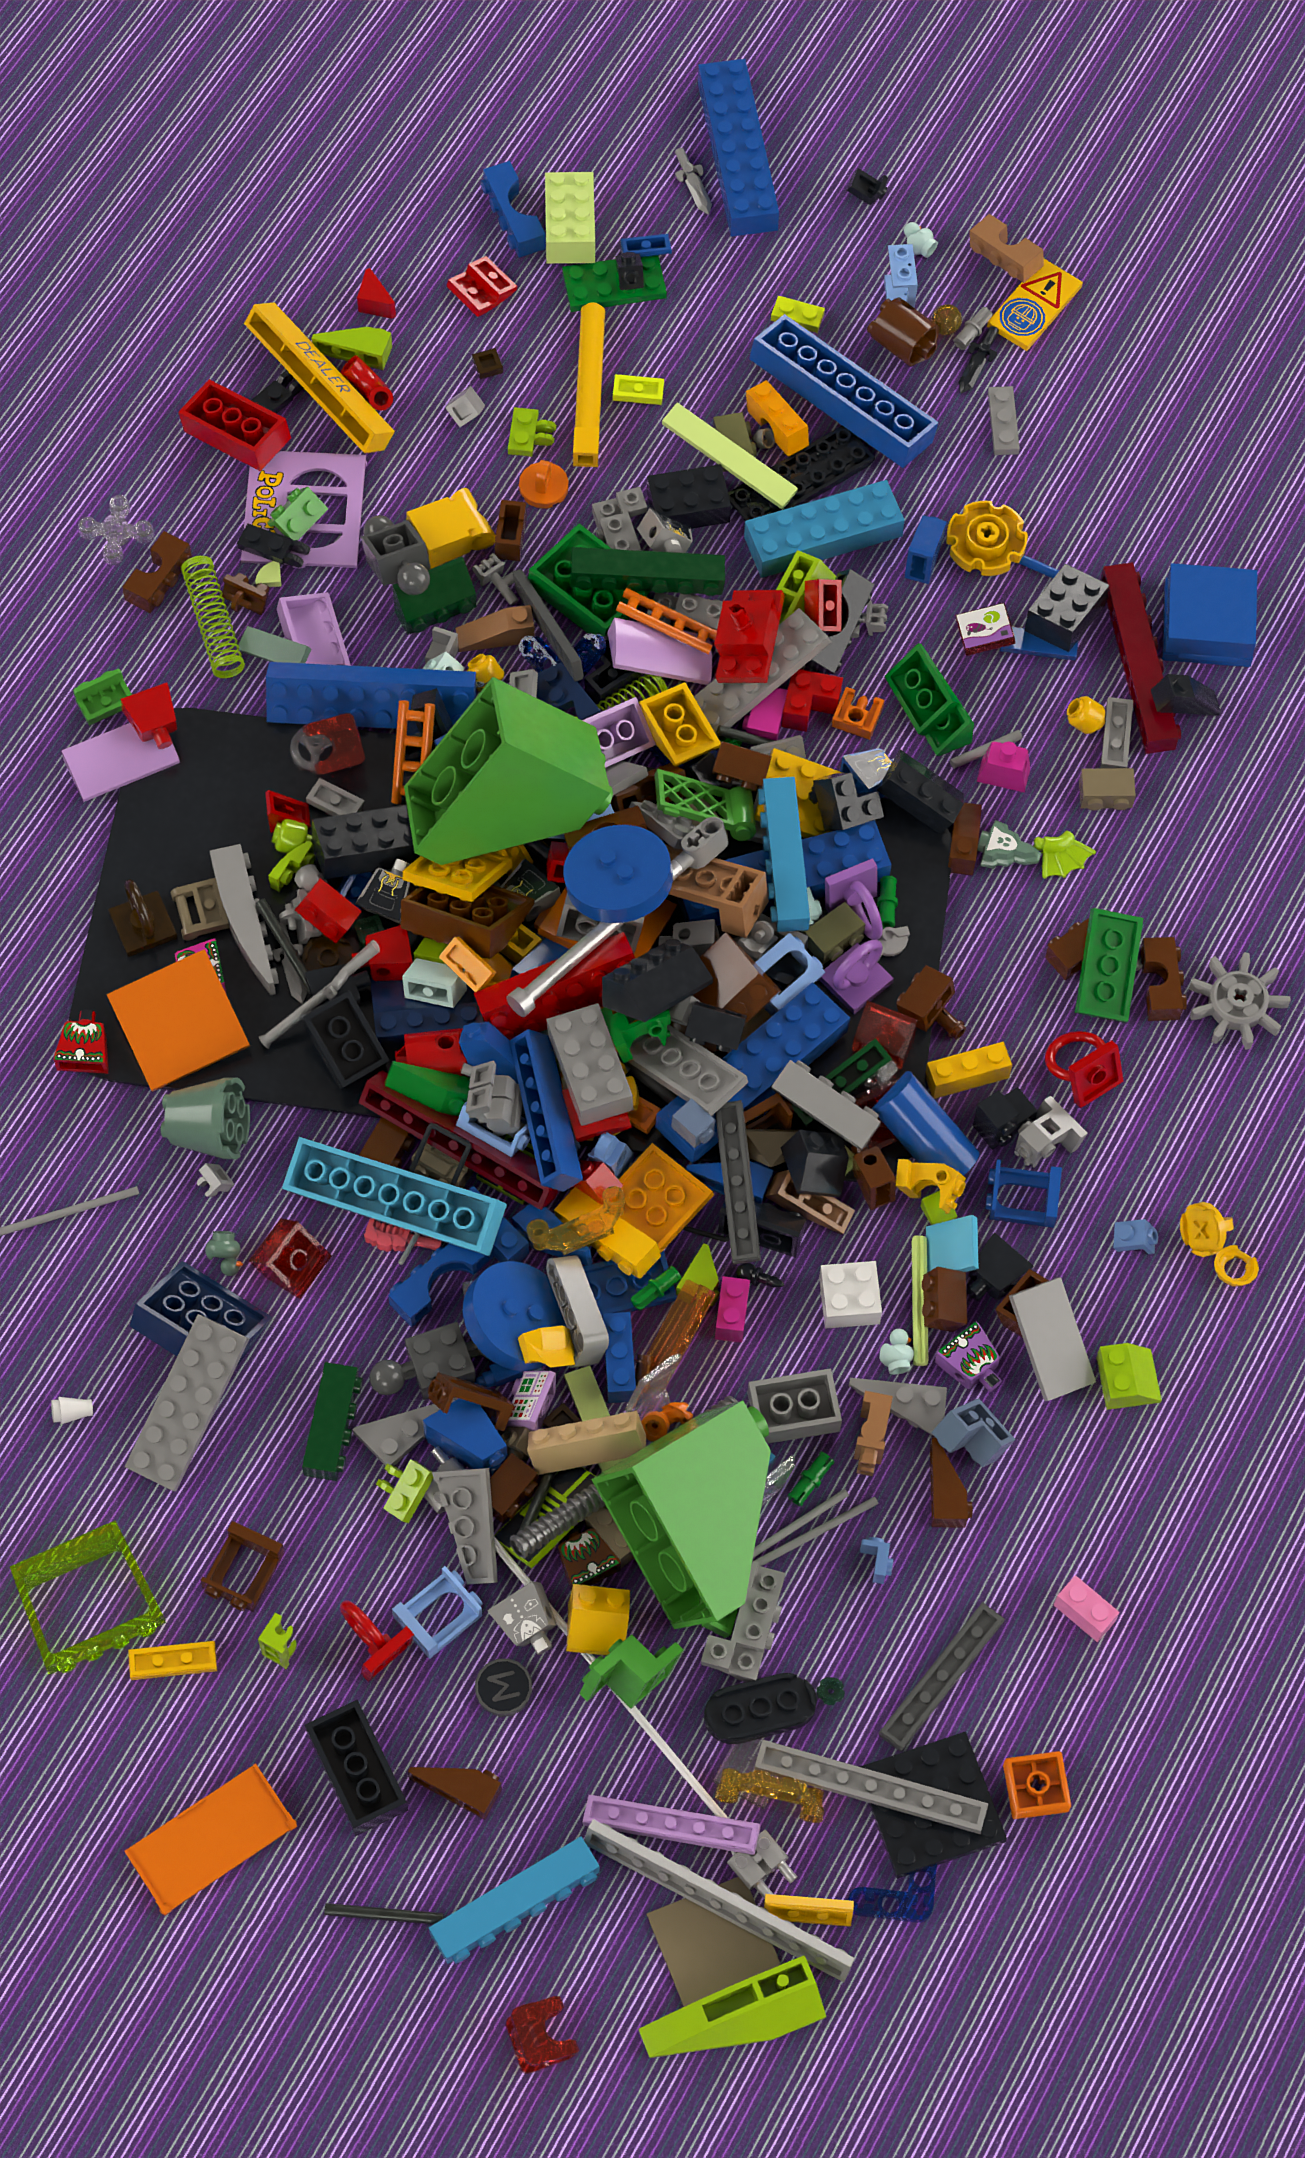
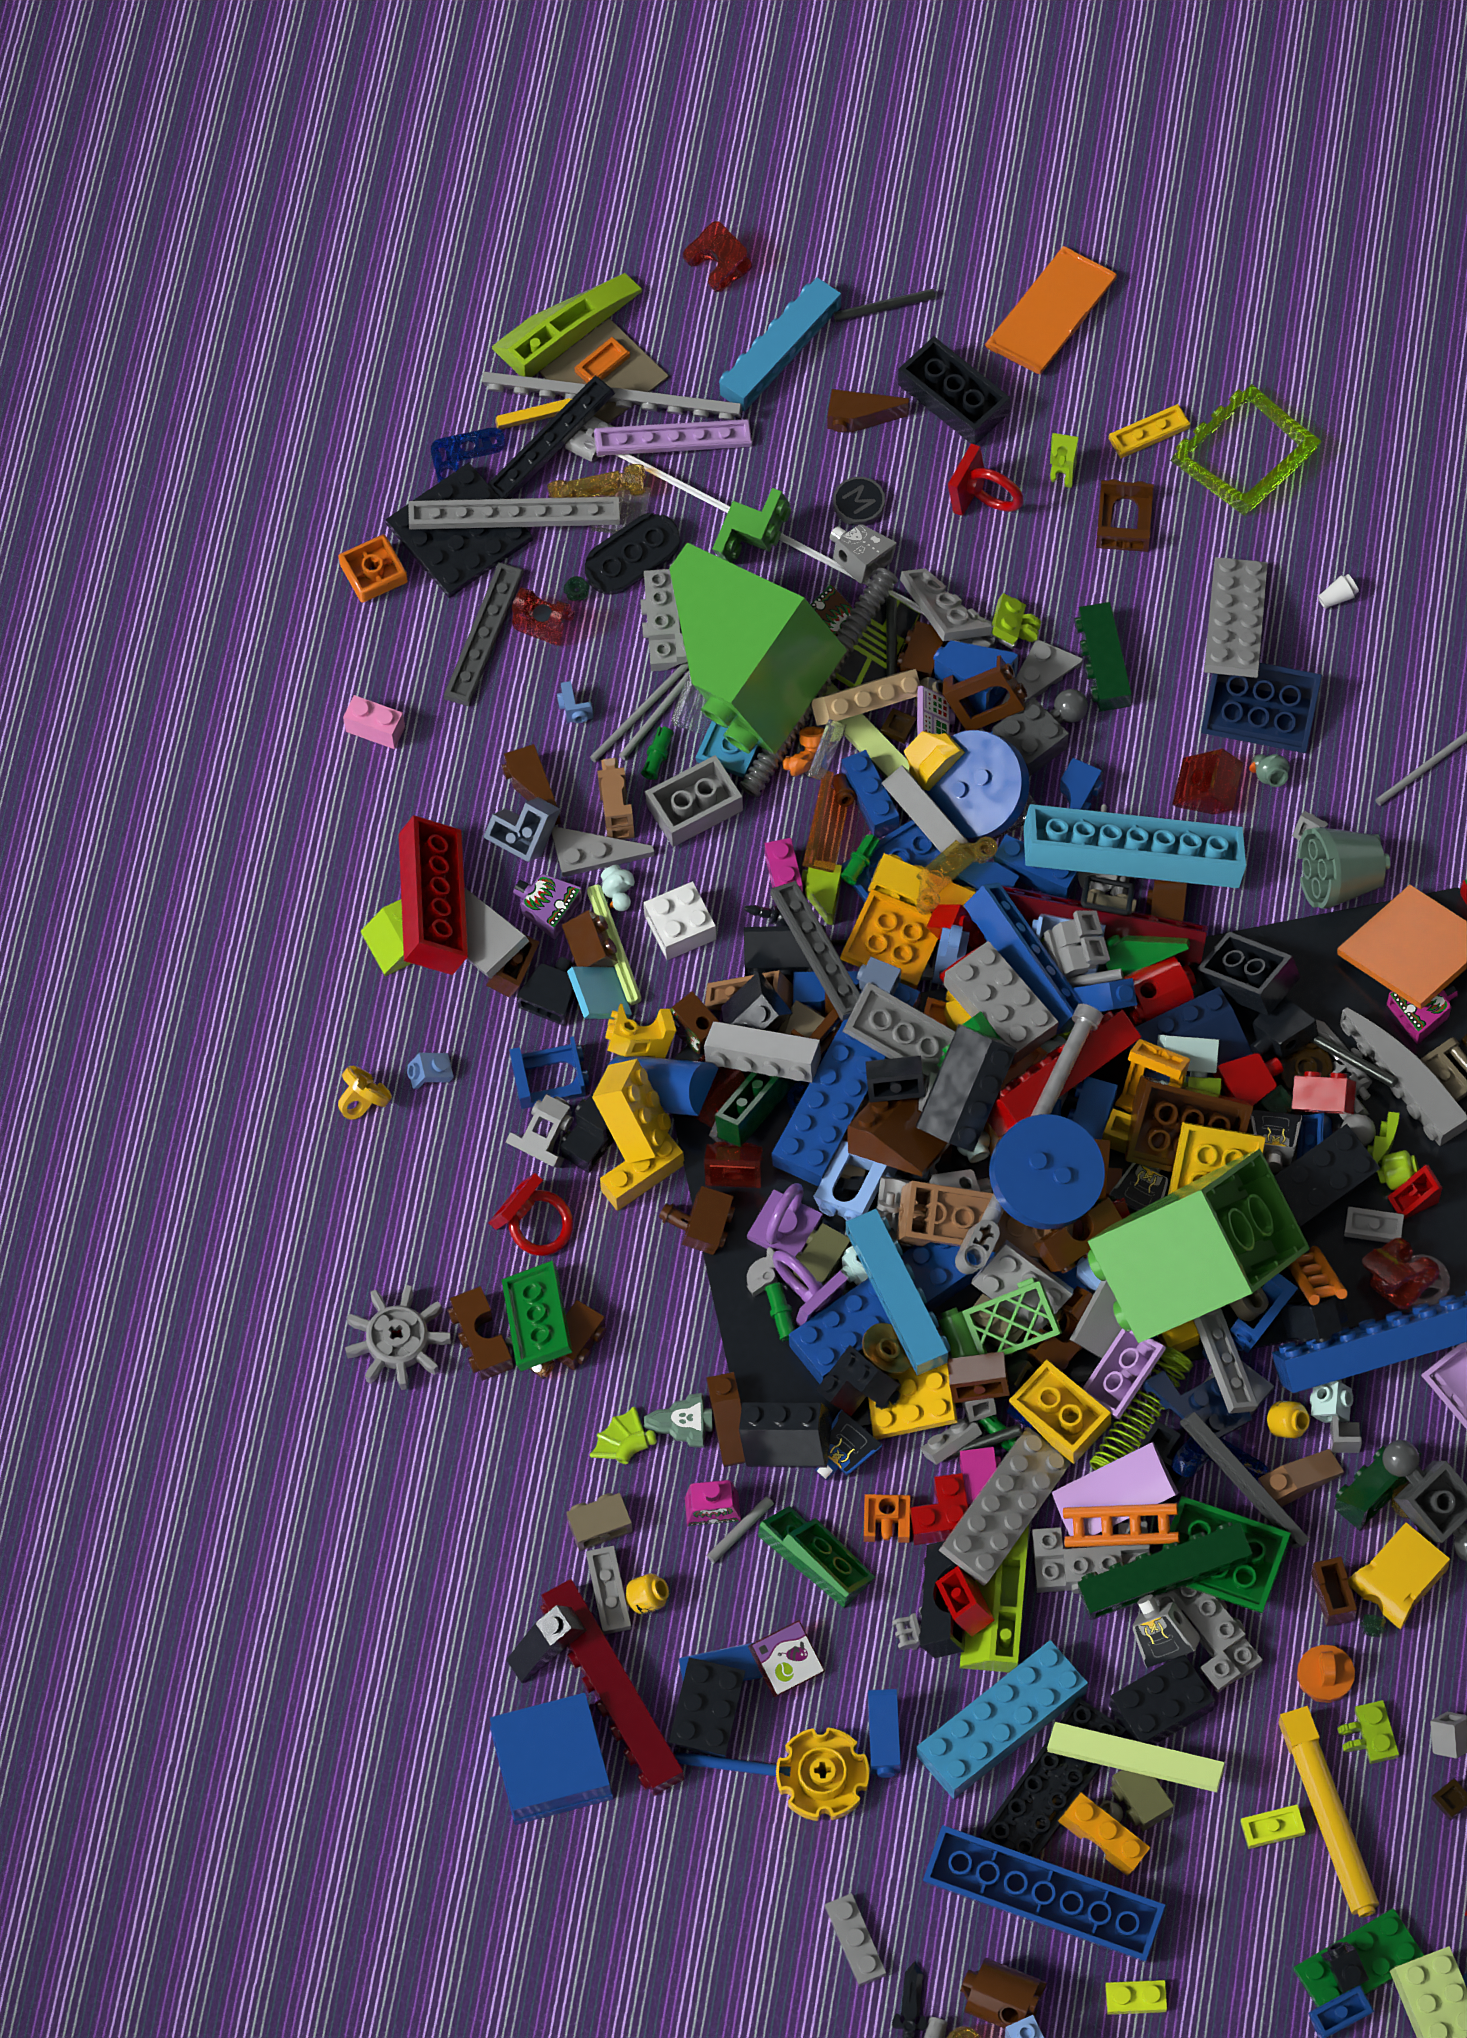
camera: 165 degrees right, 0 degrees up
(327, 992) = (1283, 1006): light grey piece -> none
(446, 1583) = (952, 515): light blue panel -> none
(488, 504) = (1373, 1625): none -> clear green plate
(493, 574) = (1330, 1540): light grey arm -> none
(596, 1618) = (799, 565): yellow slope -> none
(712, 1952) = (602, 360): none -> orange tile
(748, 635) = (1029, 1534): red brick -> none
(801, 1864) = (551, 438): none -> black tile
(813, 805) = (884, 1349): none -> pearl gold dish
(875, 1663) = (540, 617): none -> clear red piece
(967, 1091) = (632, 1110): none -> yellow piece
(1087, 1380) = (432, 895): none -> red brick
(1227, 1254) = (322, 1062): yellow piece -> none

